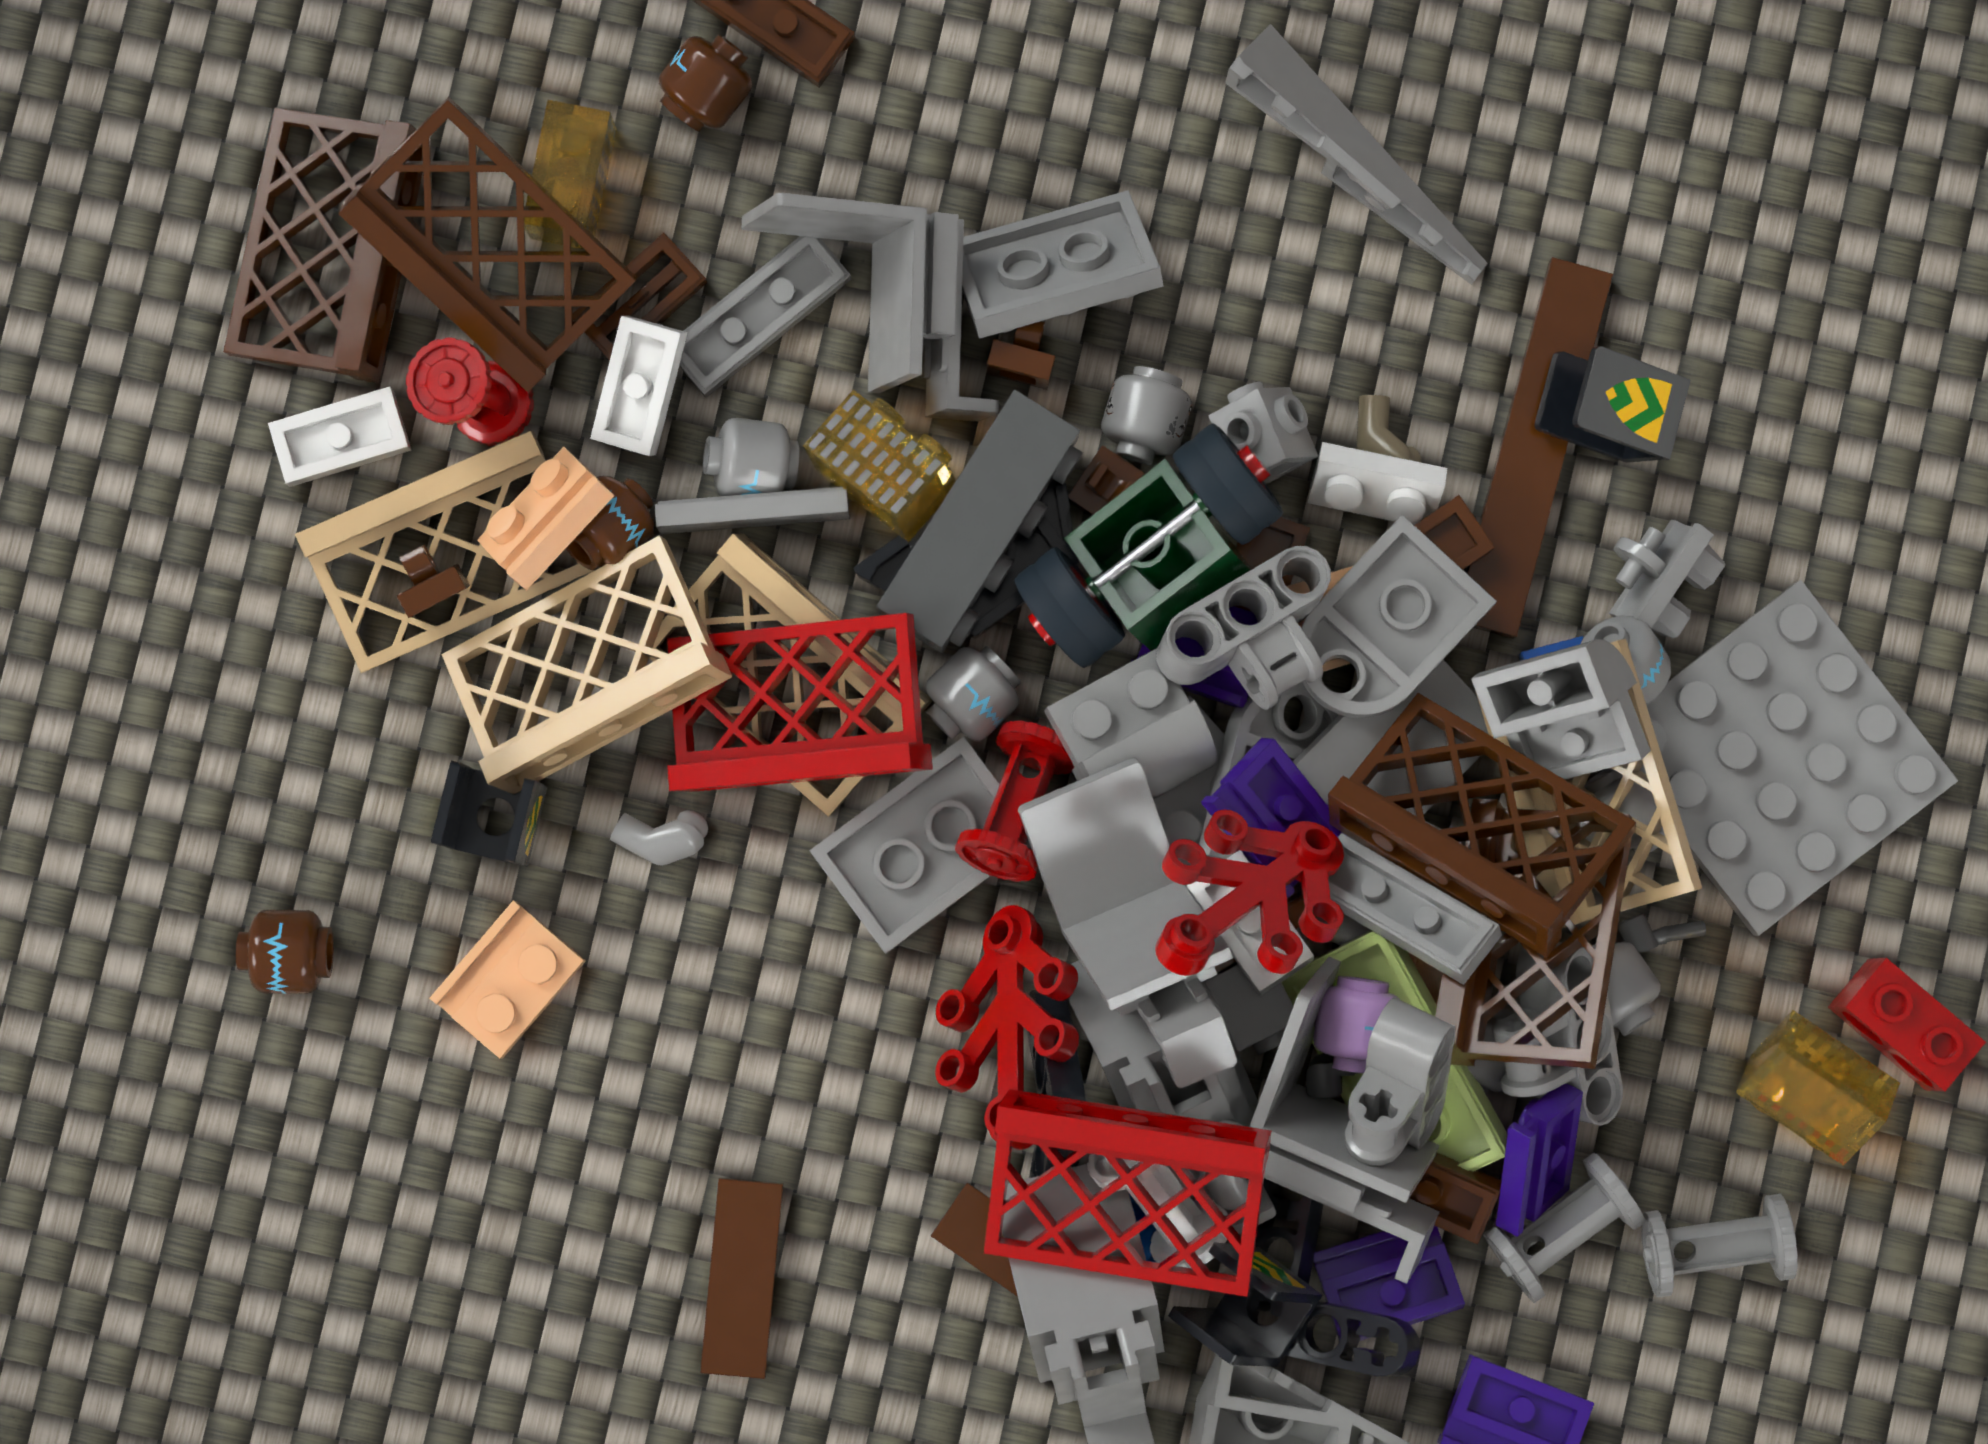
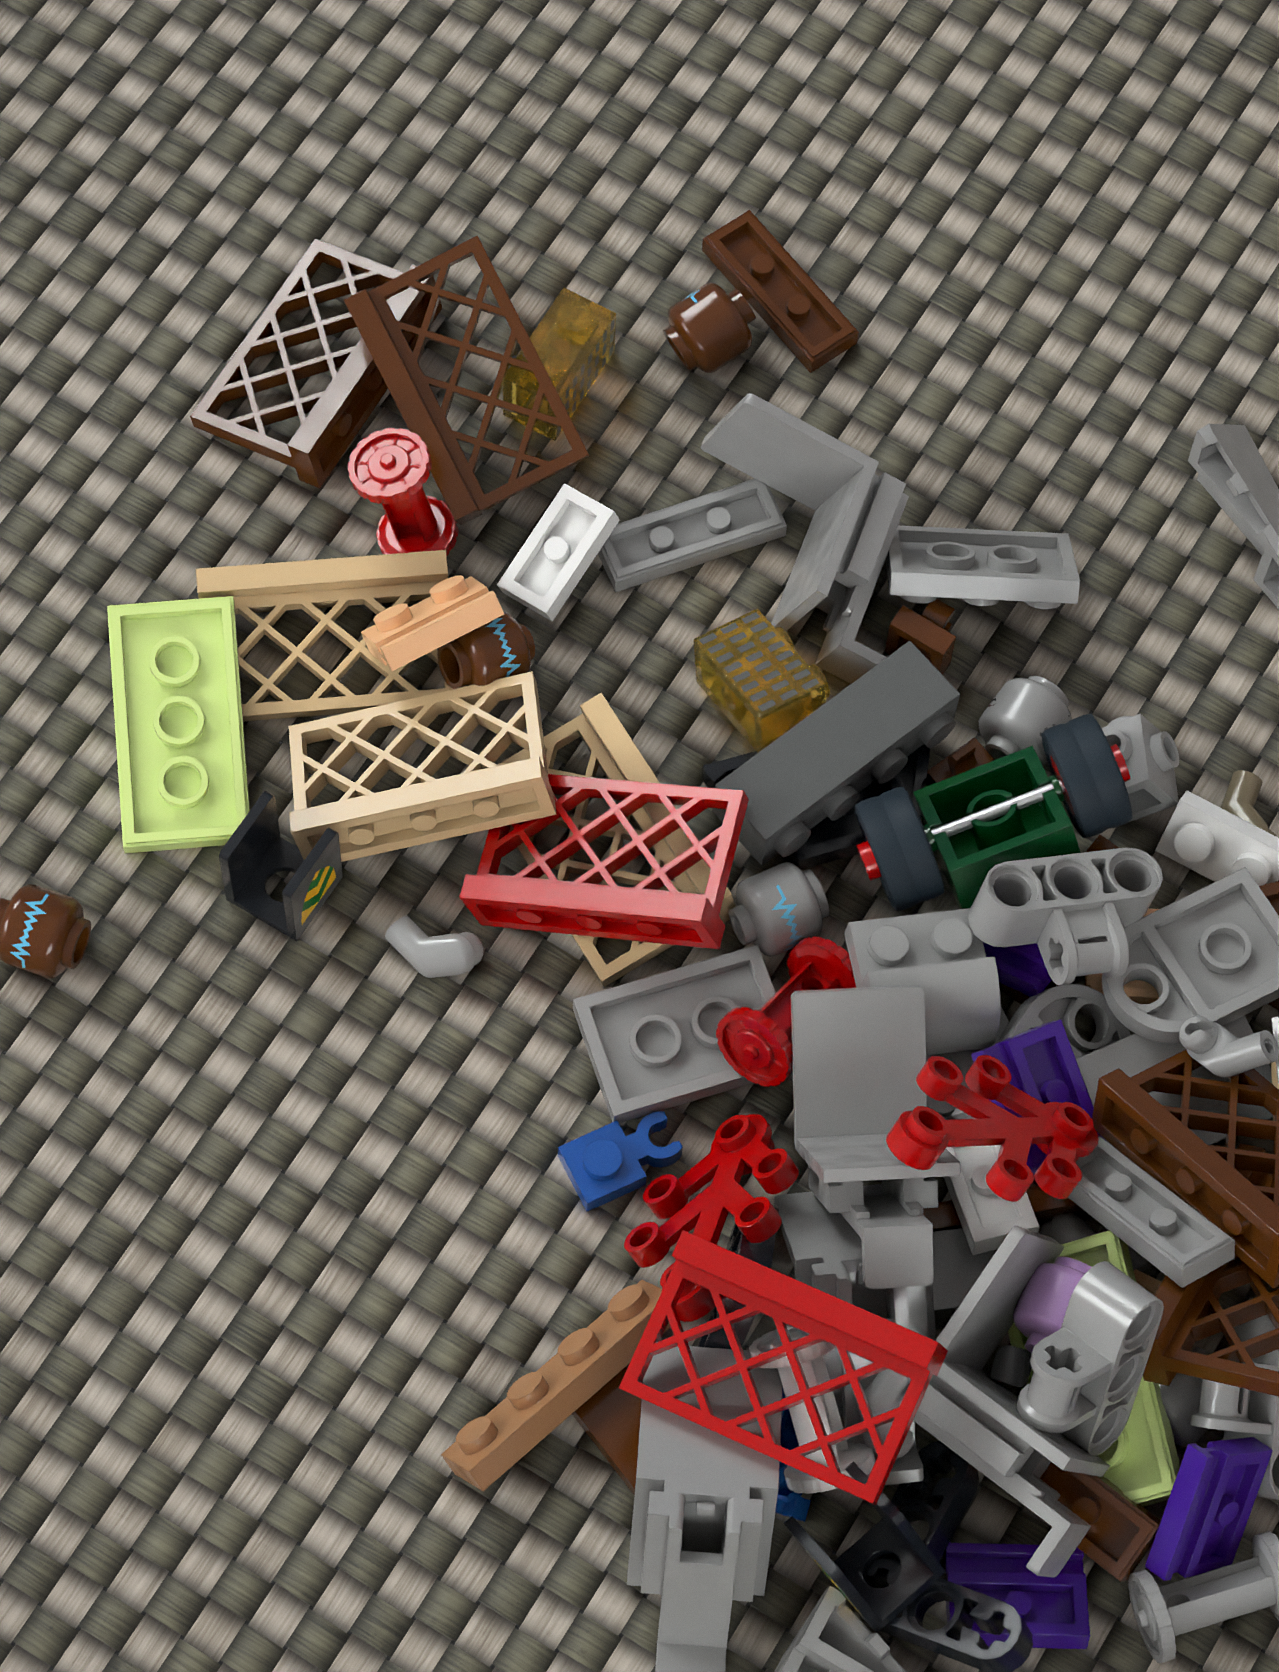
camera: 20 degrees right, 20 degrees down
(336, 691) = (178, 723): none -> yellowish green tile
(339, 436) = (267, 514): white plate -> none
(429, 583) = (303, 652): reddish brown tile -> none
(507, 979) = (239, 1031): light nougat plate -> none
(664, 308) = (613, 490): reddish brown tile -> none
(742, 1278) = (363, 1382): reddish brown tile -> none
(751, 458) = (640, 646): light grey head -> none
(752, 510) = (627, 689): light grey tile -> none
(893, 992) = (610, 1164): none -> blue plate
(920, 1229) = (556, 1390): none -> medium nougat plate
(1433, 720) = (1224, 1052): none -> light grey arm

